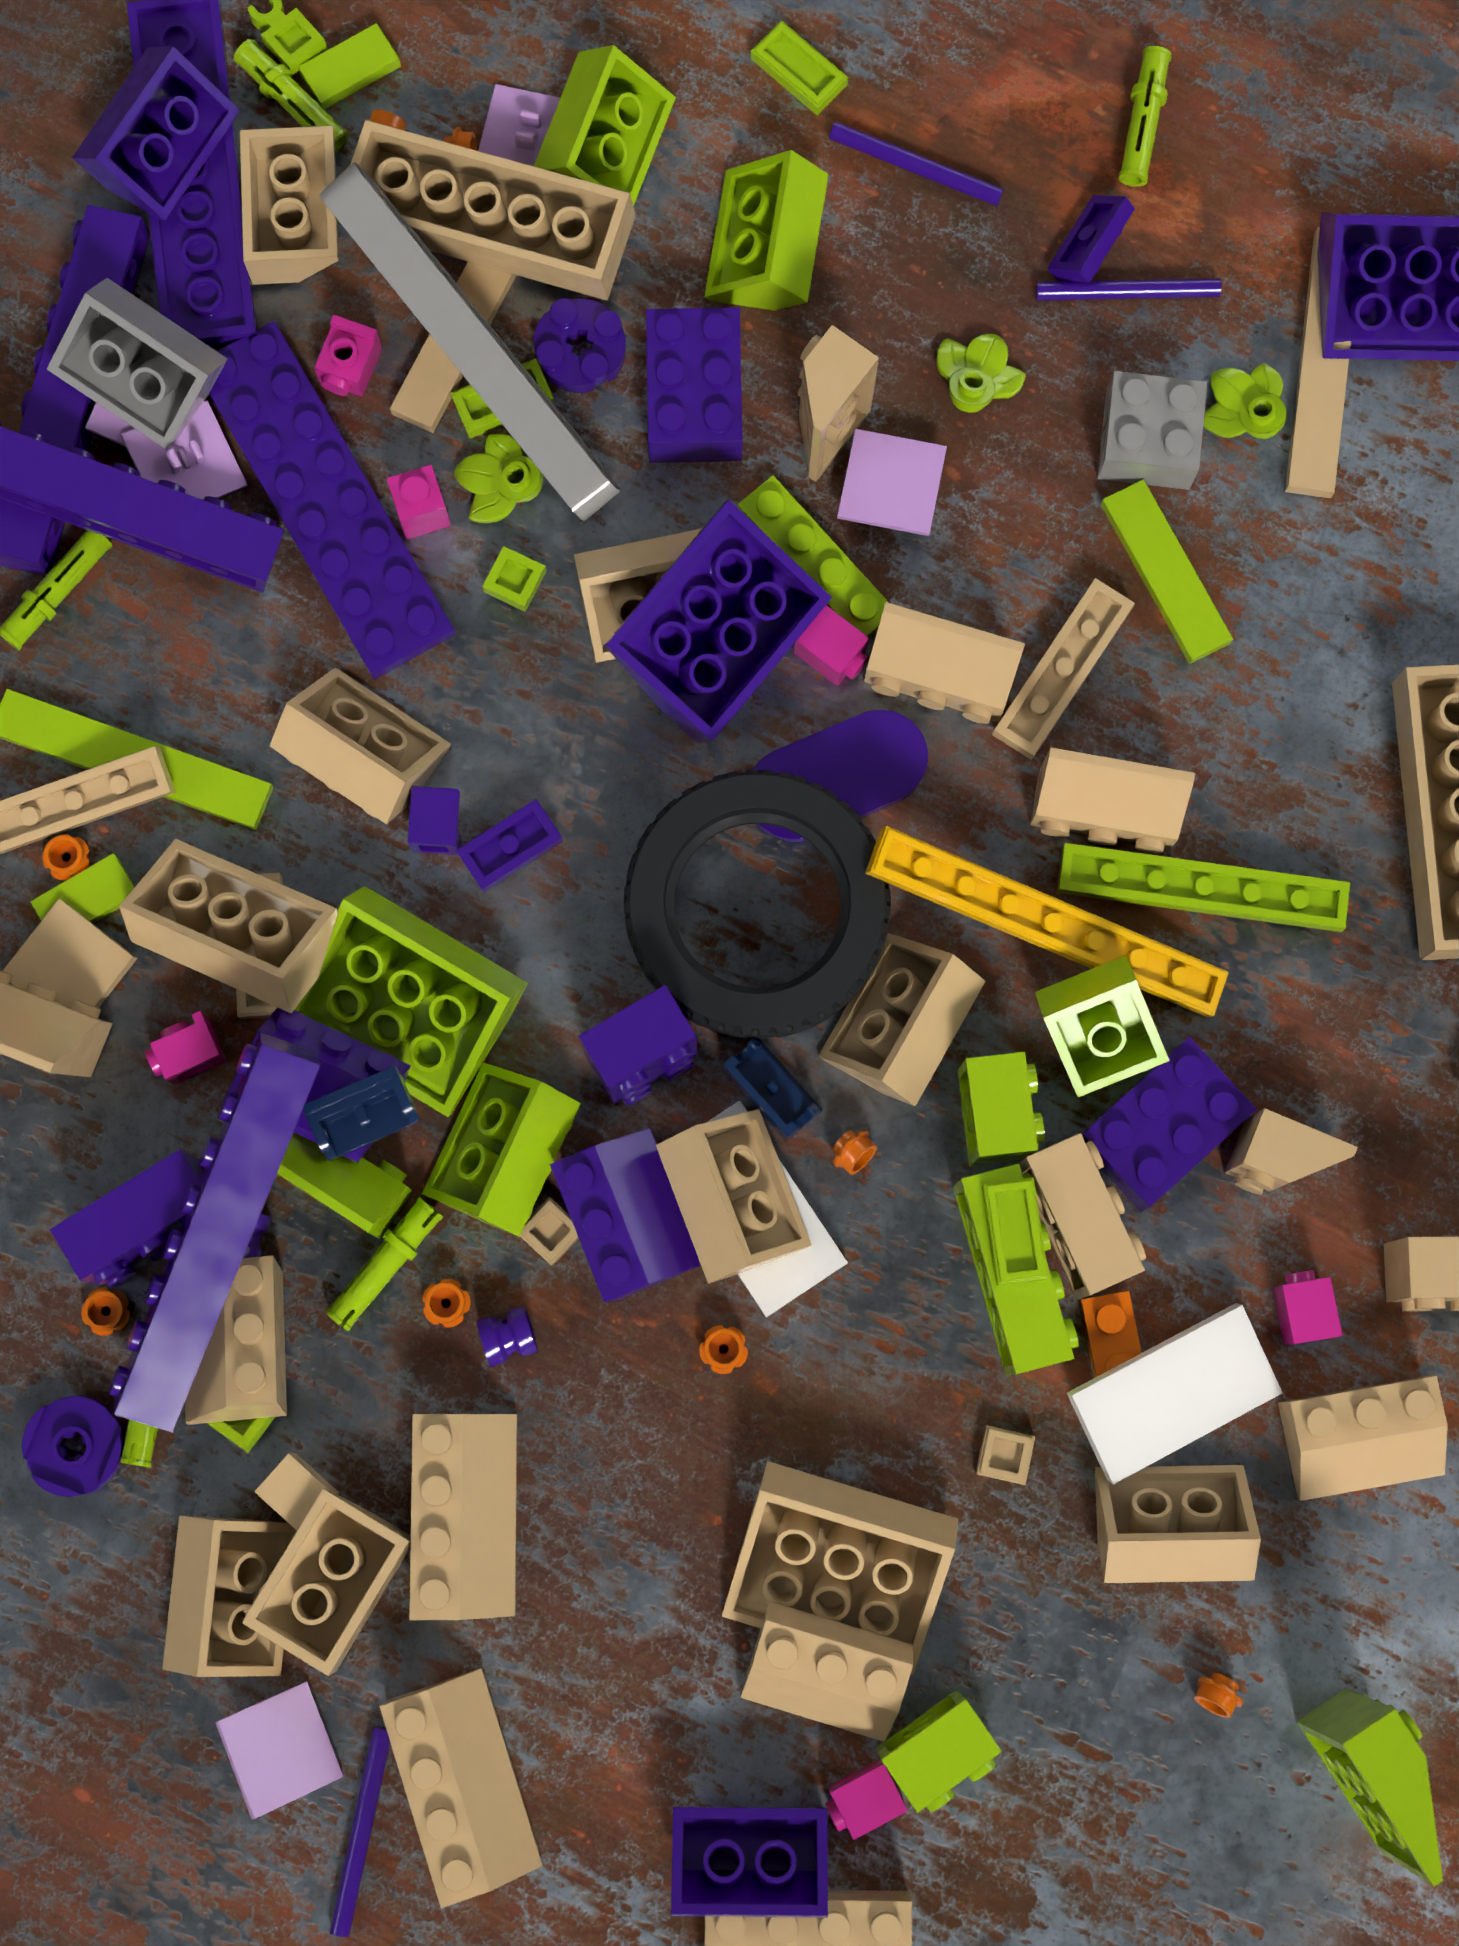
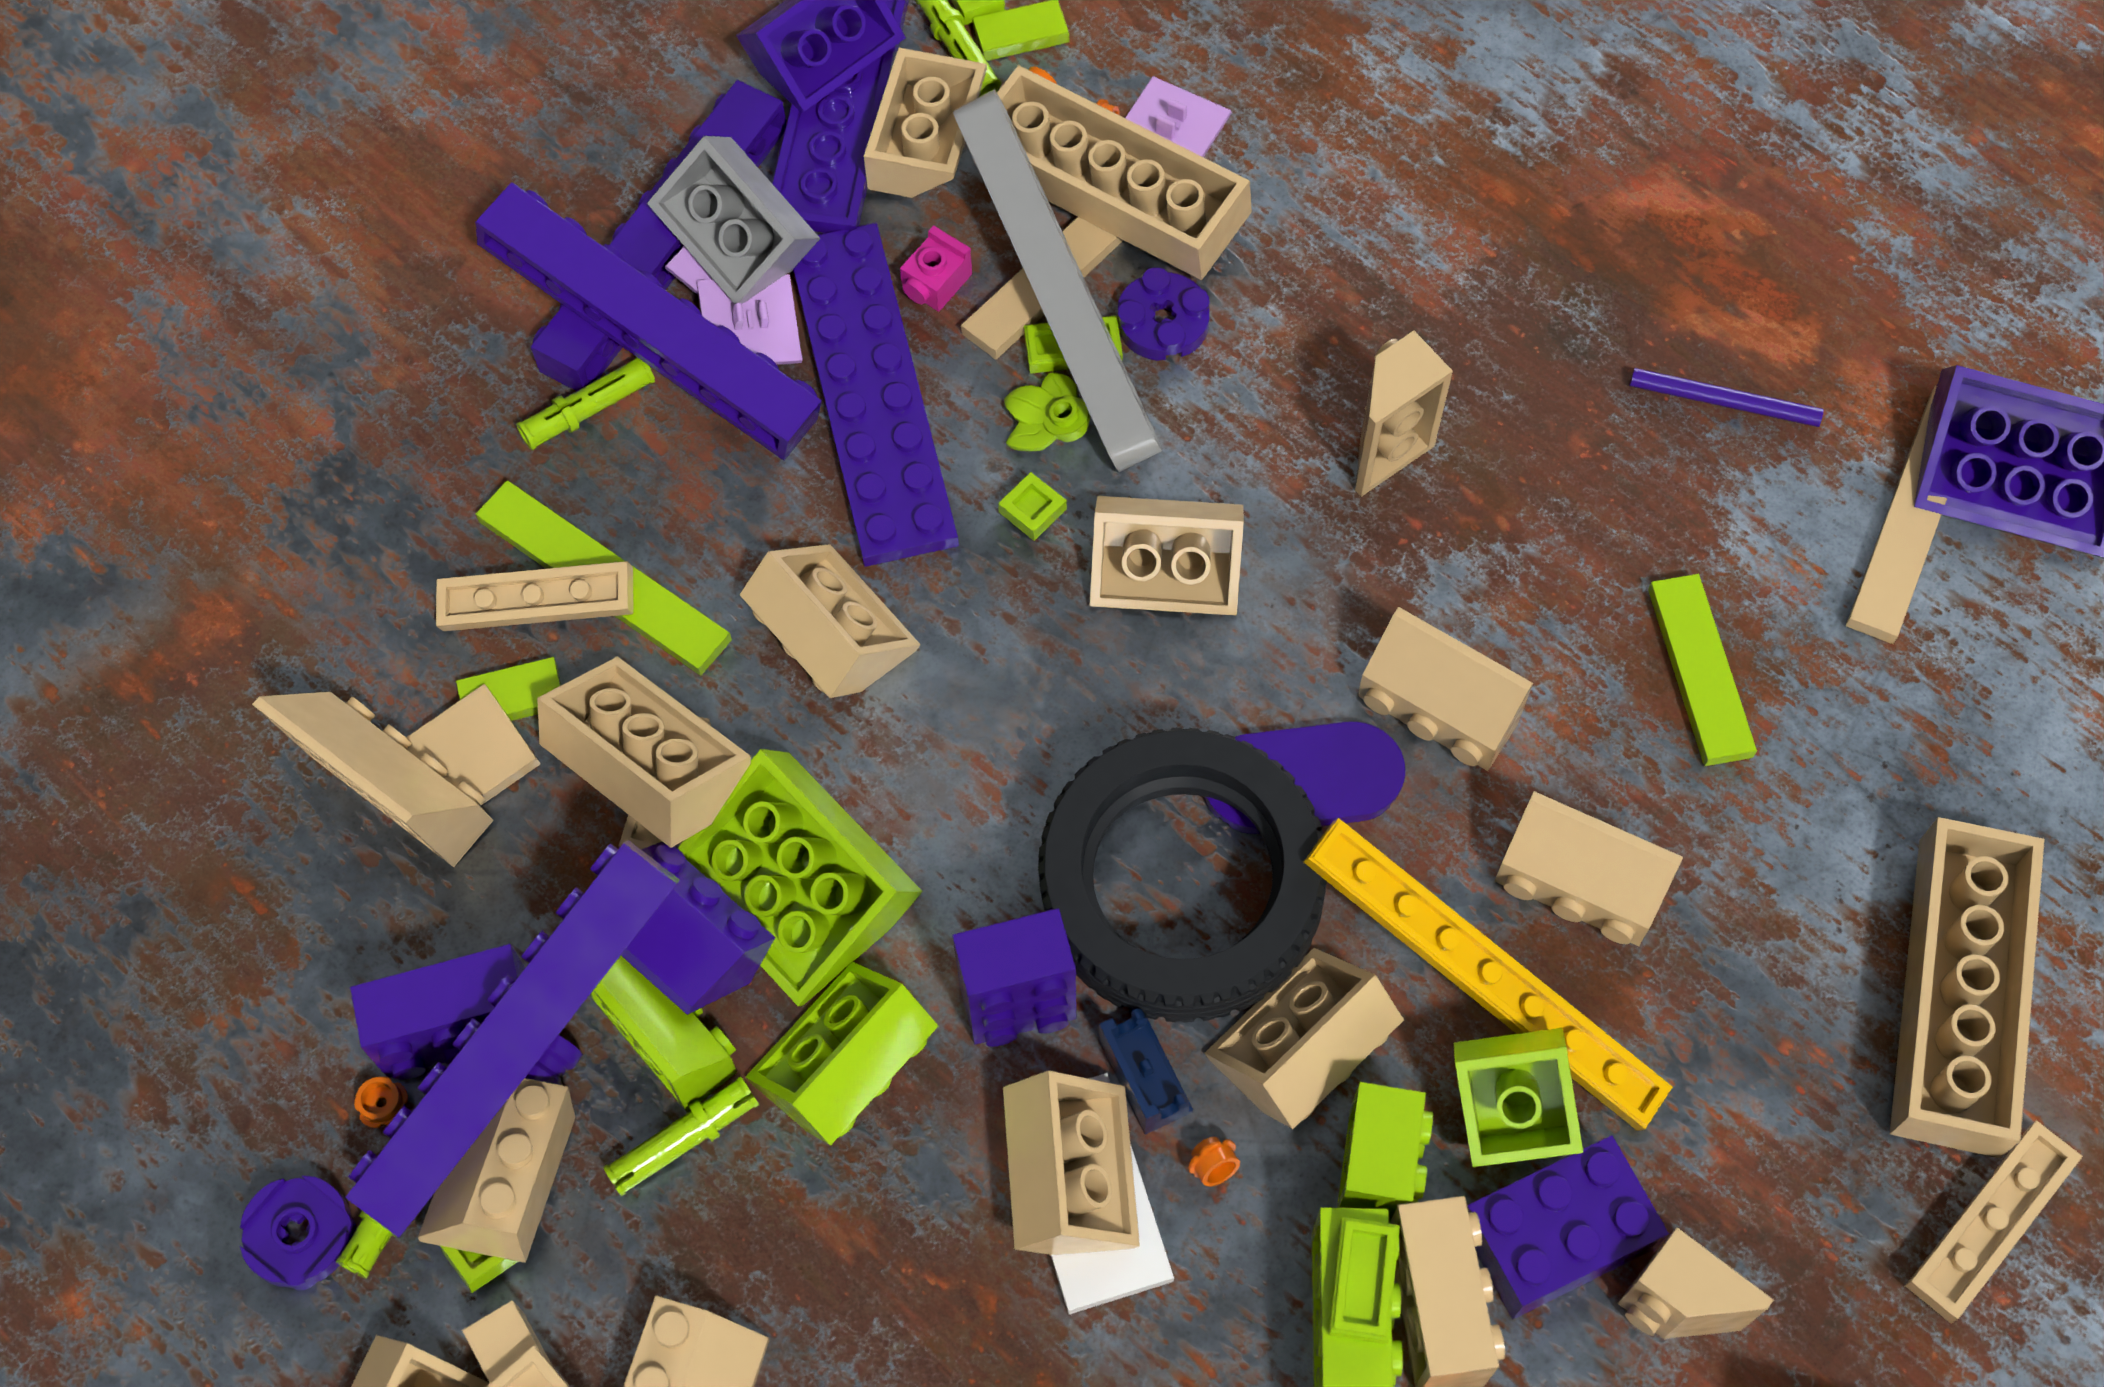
camera: 20 degrees right, 15 degrees down
(54, 852) = (503, 637): orange plate -> none
(185, 1050) = (555, 863): dark pink brick -> none
(361, 1113) = (705, 959): dark blue hinge -> none
(418, 501) = (960, 411): dark pink brick -> none
(433, 1300) = (722, 1186): orange plate -> none
(434, 820) = (877, 709): dark purple panel -> none
(504, 1337) = (781, 1248): dark purple wheel -> none
(509, 845) = (947, 754): dark purple plate -> none
(550, 1231) = (866, 1154): tan tile -> none
(606, 122) = (1252, 124): lime slope -> none
(625, 1215) = (949, 1156): dark purple slope -> none
(694, 385) = (1263, 374): dark purple brick -> none
(714, 1339) = (1005, 1319): orange plate -> none
(716, 623) = (1219, 588): dark purple slope -> none
(767, 233) = (1376, 259): lime slope -> none
(799, 67) = (1448, 128): lime tile -> none
(816, 553) = (1337, 562): lime plate -> none
(833, 647) = (1333, 648): dark pink brick -> none
(892, 482) = (1437, 511): lavender piece -> none
(916, 163) = (1541, 236): dark purple bar -> none
(981, 367) = (1553, 434): lime plate -> none
(1063, 669) = (1568, 733): tan plate -> none
(1091, 238) = (1699, 340): dark purple plate -> none
(1152, 430) = (1719, 528): light grey brick -> none
(1153, 69) = (1787, 230): lime pin -> none
(1203, 887) = (1668, 992): lime plate -> none
(1241, 397) = (1823, 530): lime plate -> none

